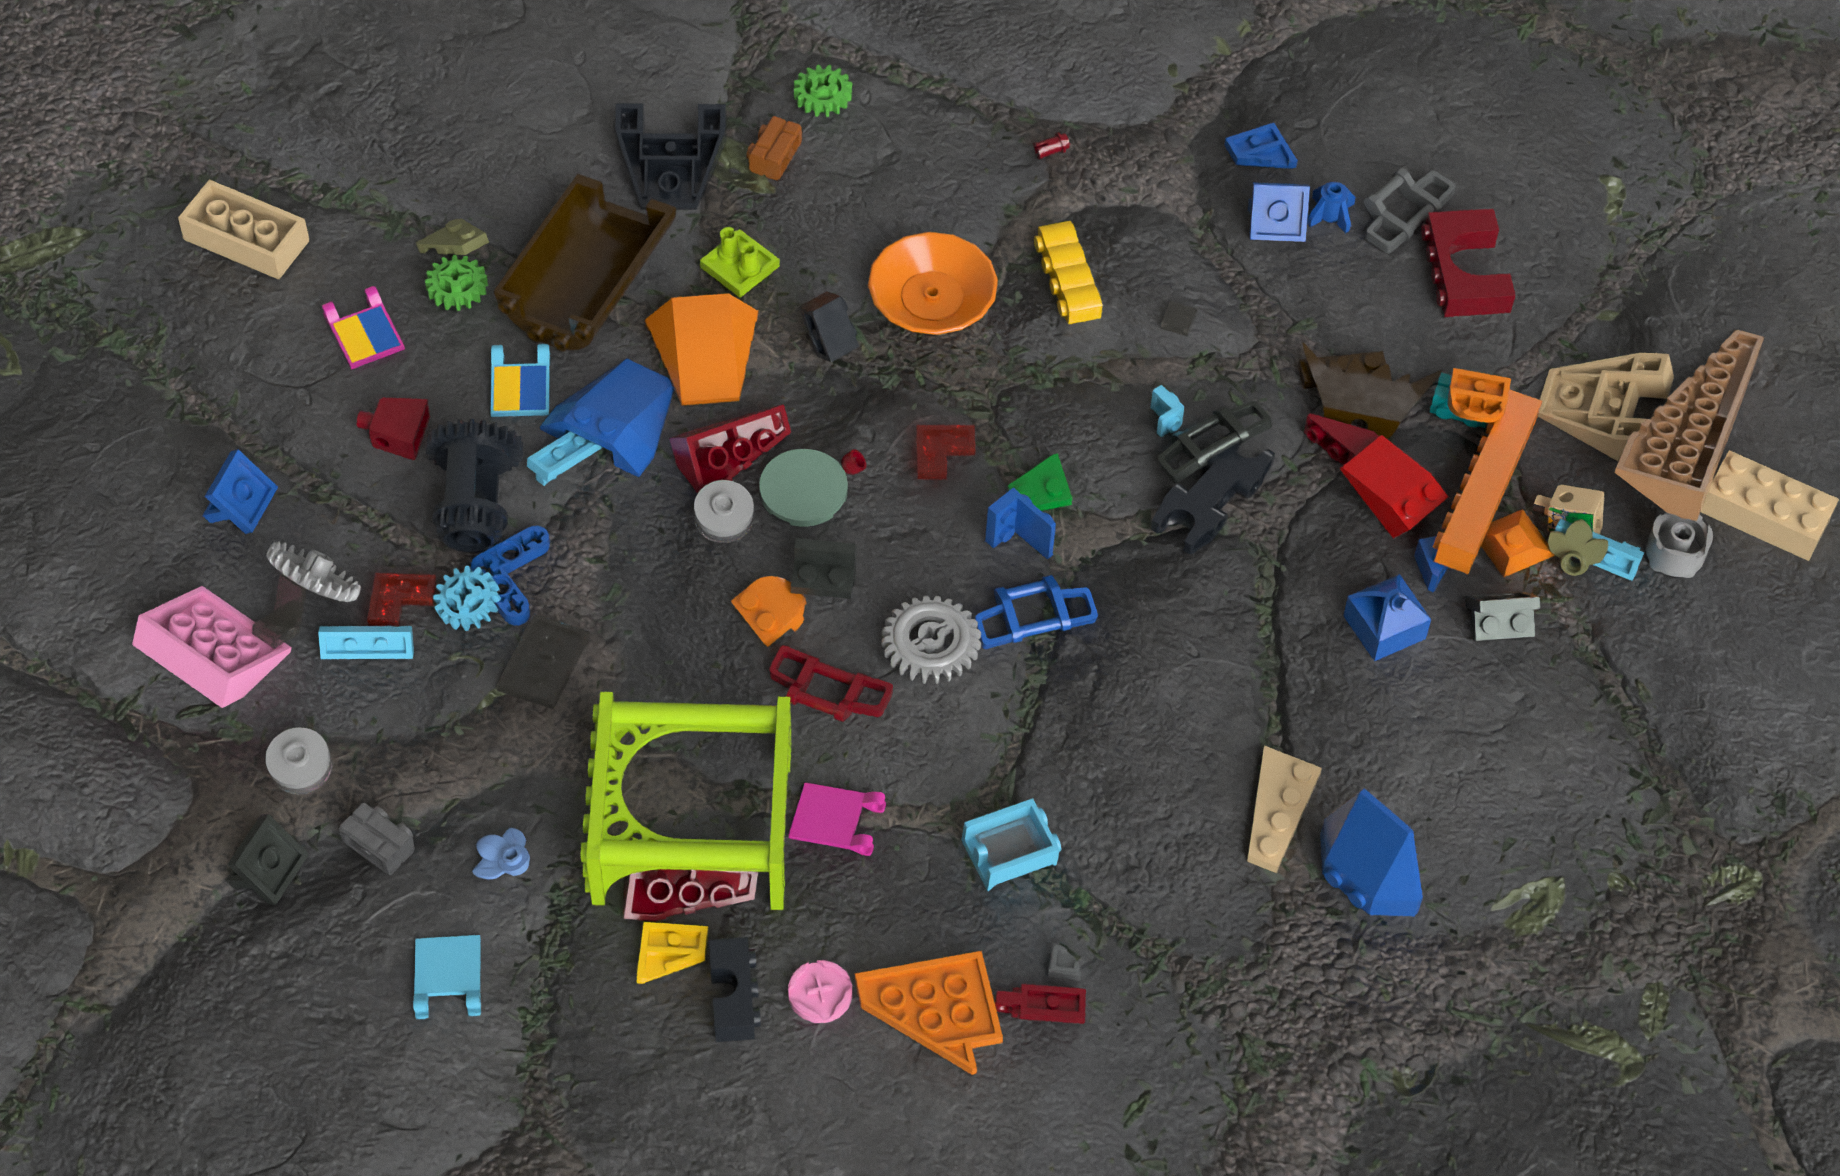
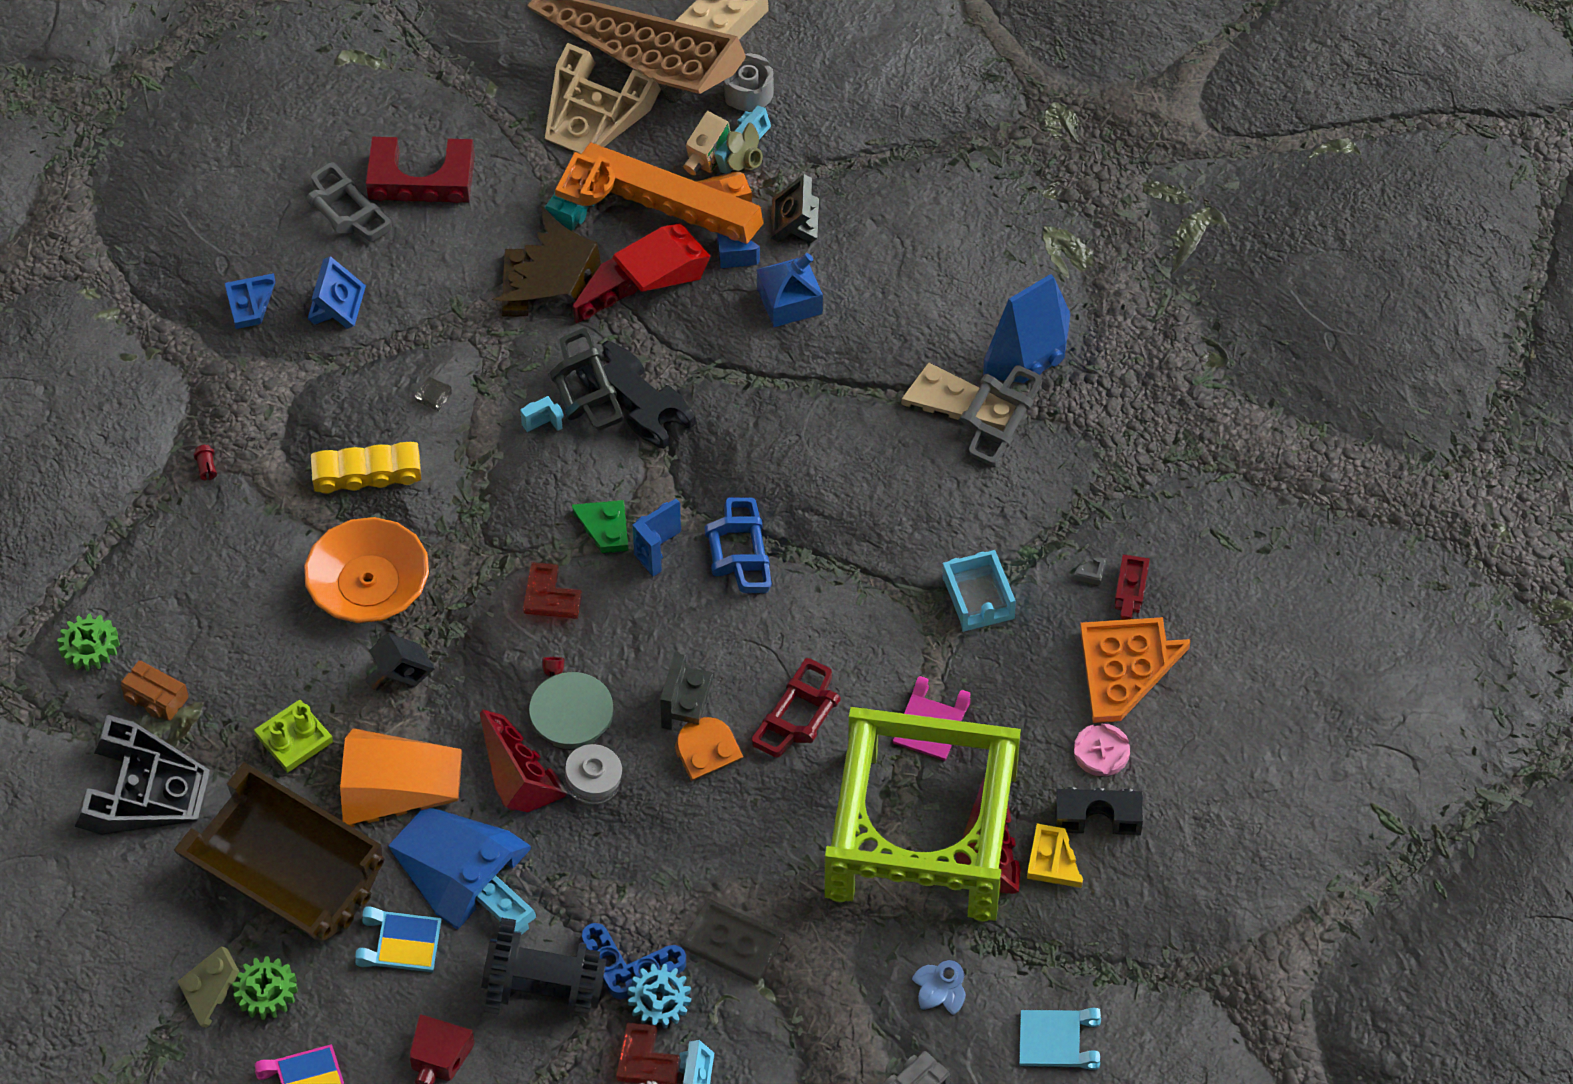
camera: 80 degrees left, 0 degrees up
(927, 651) = (763, 637): light grey gear -> none
(1237, 832) = (1002, 391): none -> dark grey bar
(1332, 205) = (334, 247): blue brick -> none

